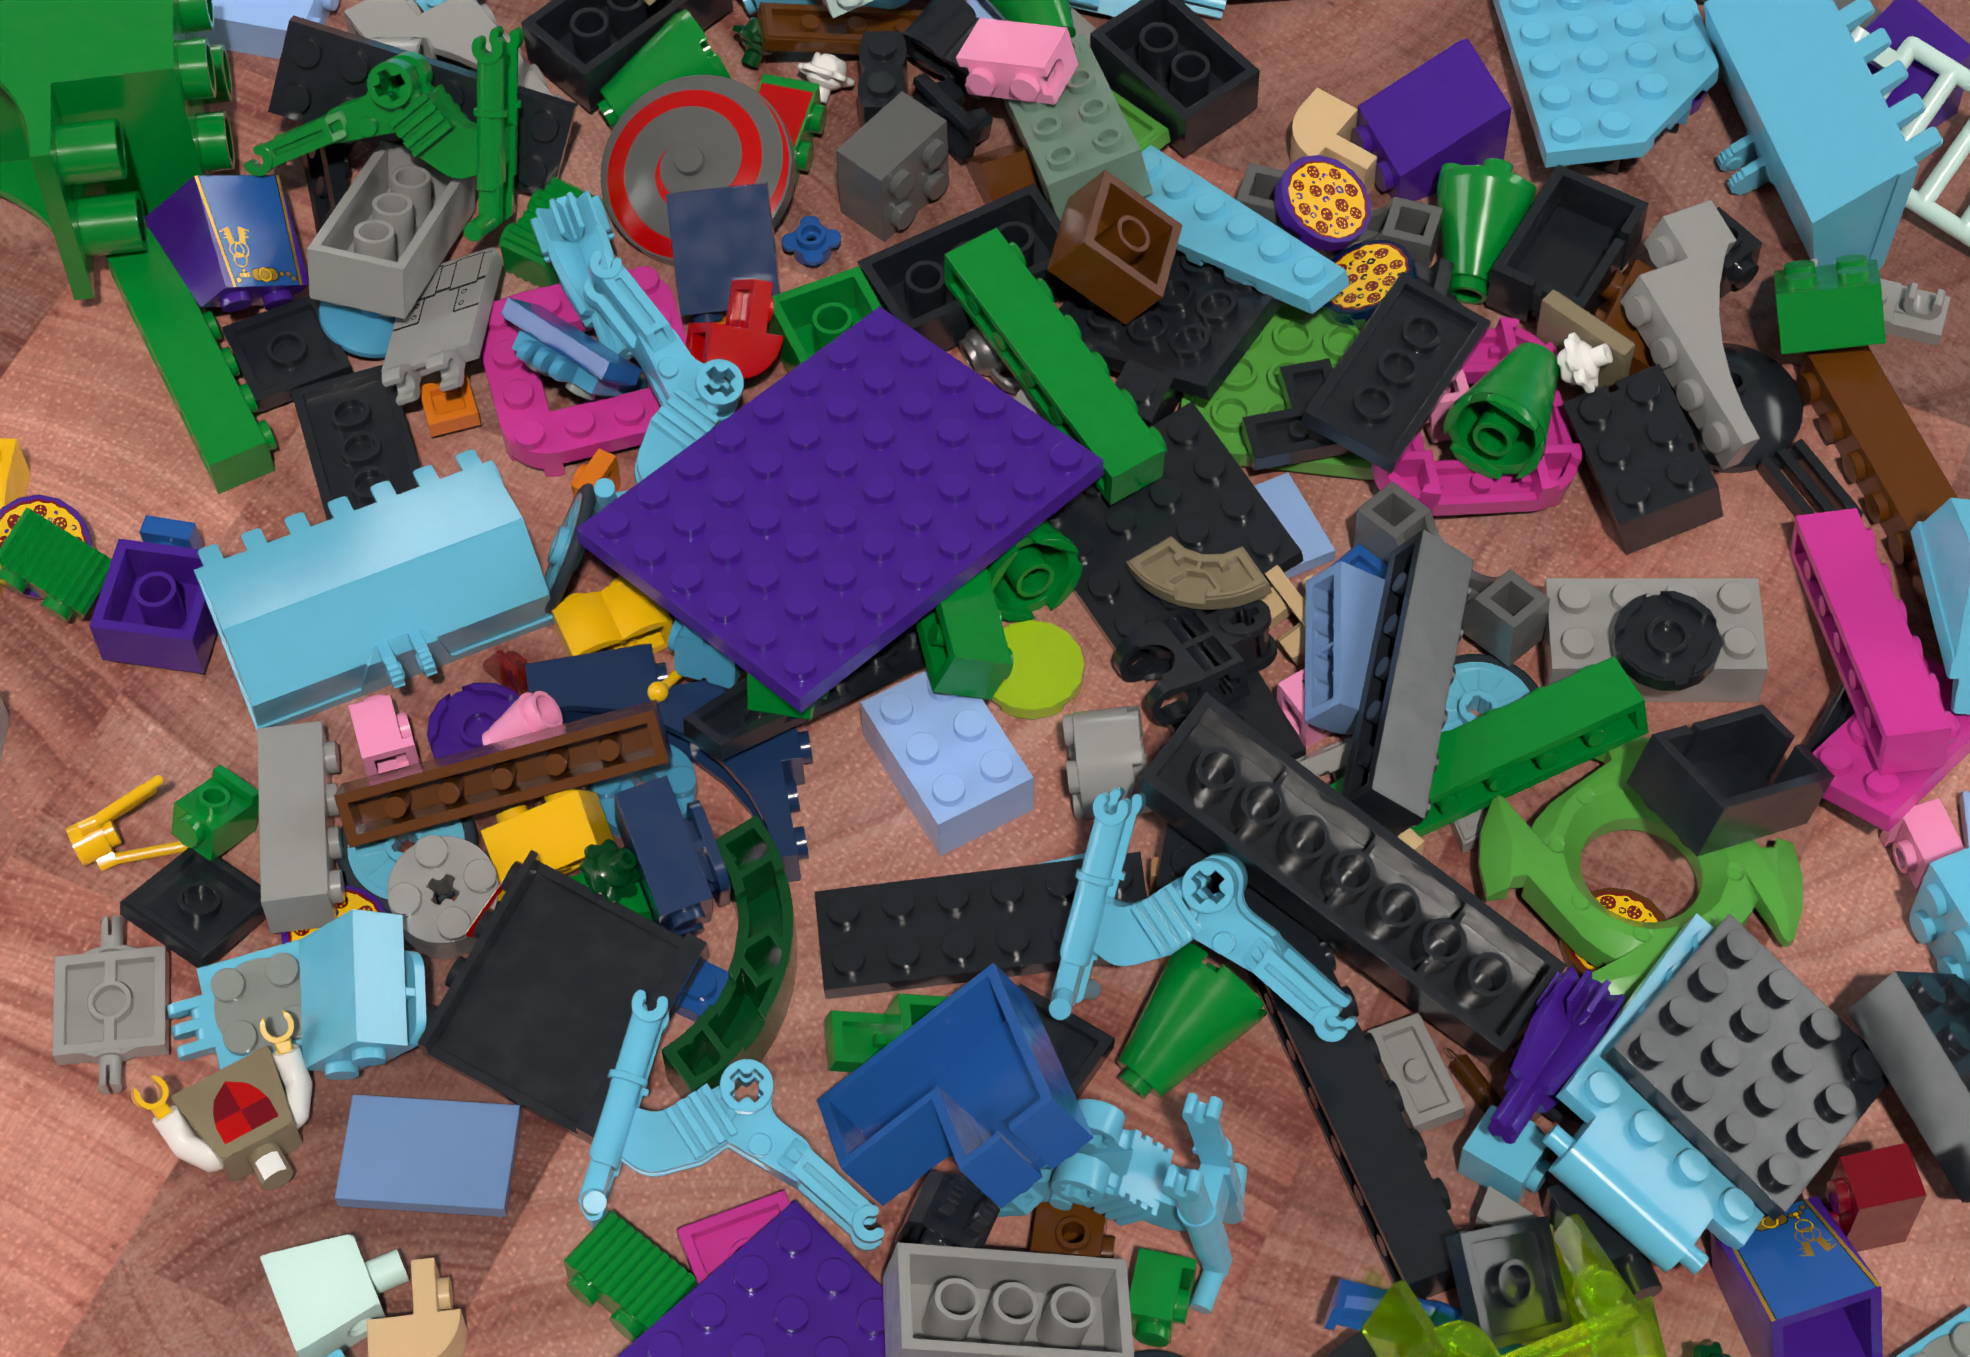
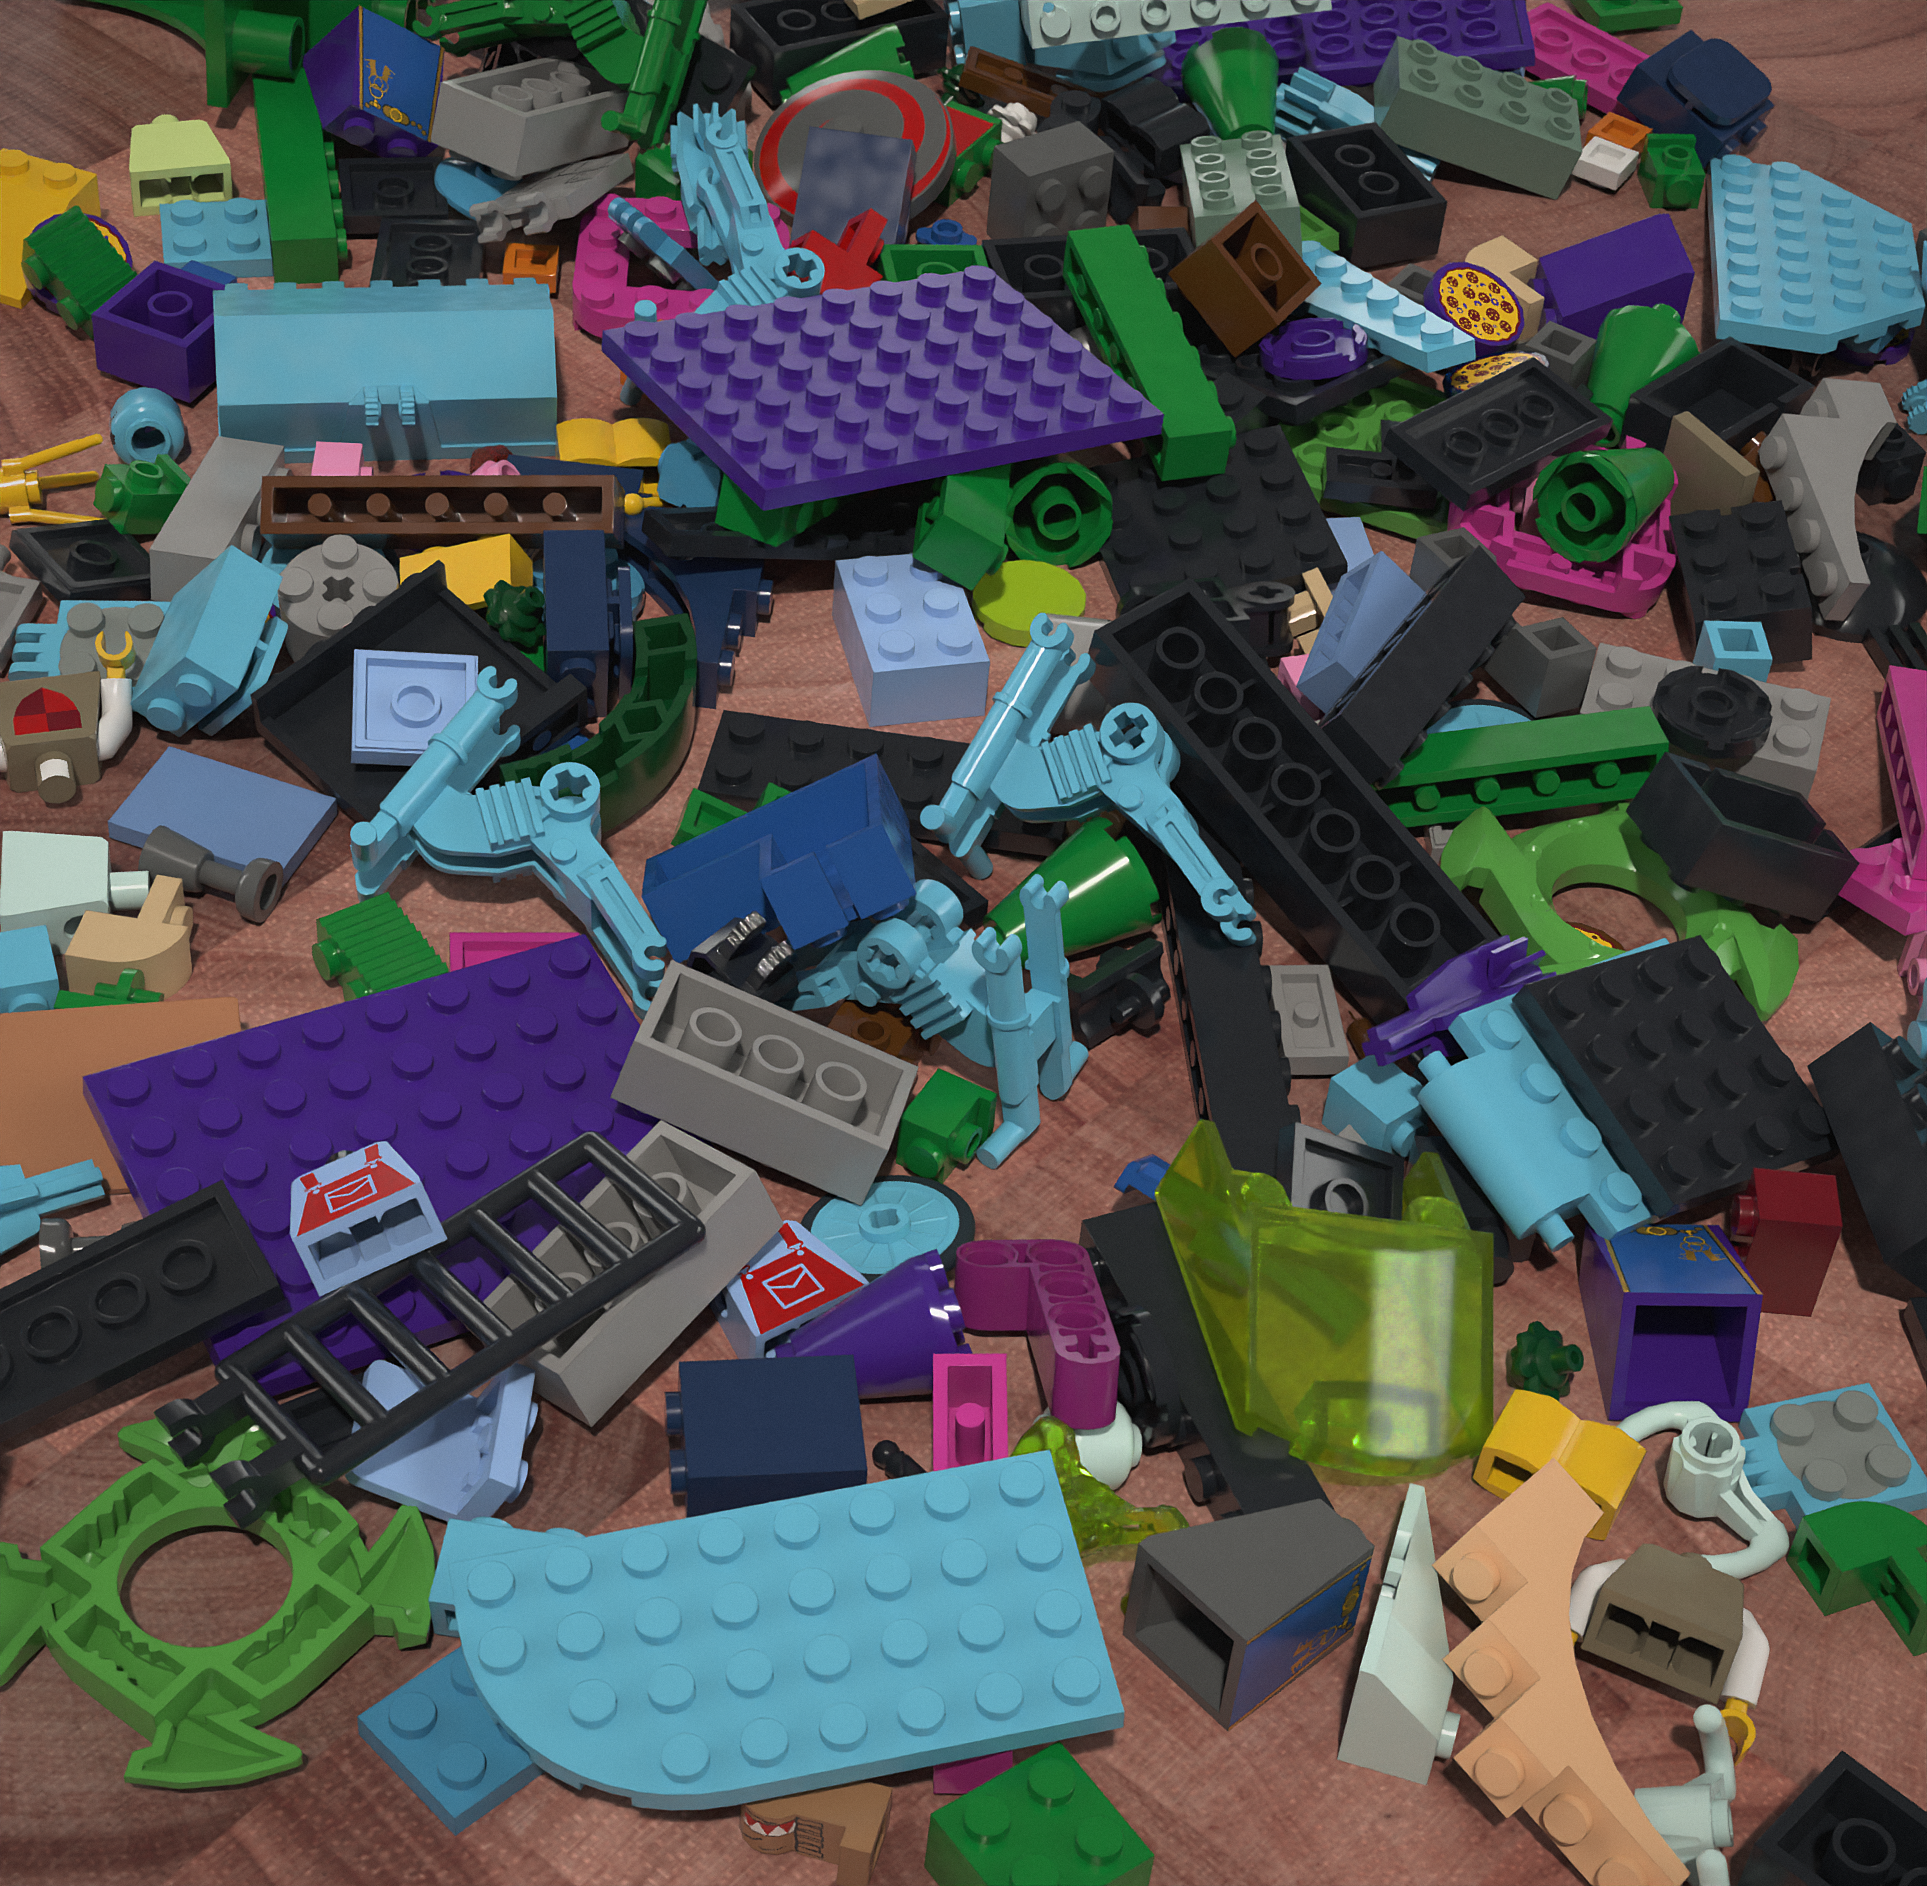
camera: 10 degrees right, 15 degrees down
(76, 384) = (176, 163): none -> yellowish green torso
(144, 460) = (218, 234): none -> medium azure plate
(182, 727) = (146, 425): none -> medium azure head
(424, 1227) = (177, 856): none -> dark grey piece
(560, 1002) = (405, 701): none -> light blue plate
(565, 550) = (586, 387): wheel -> none
(571, 342) = (672, 224): tile -> none
(1018, 60) = (1193, 121): bright pink brick -> none
(1191, 316) = (1298, 357): none -> dark purple tile
(1198, 578) = (1229, 554): dark tan tile -> none
(1260, 1098) = (1119, 992): none -> black hips
(1582, 363) = (1698, 478): white plant -> none
(1660, 550) = (1734, 647): none -> medium azure brick

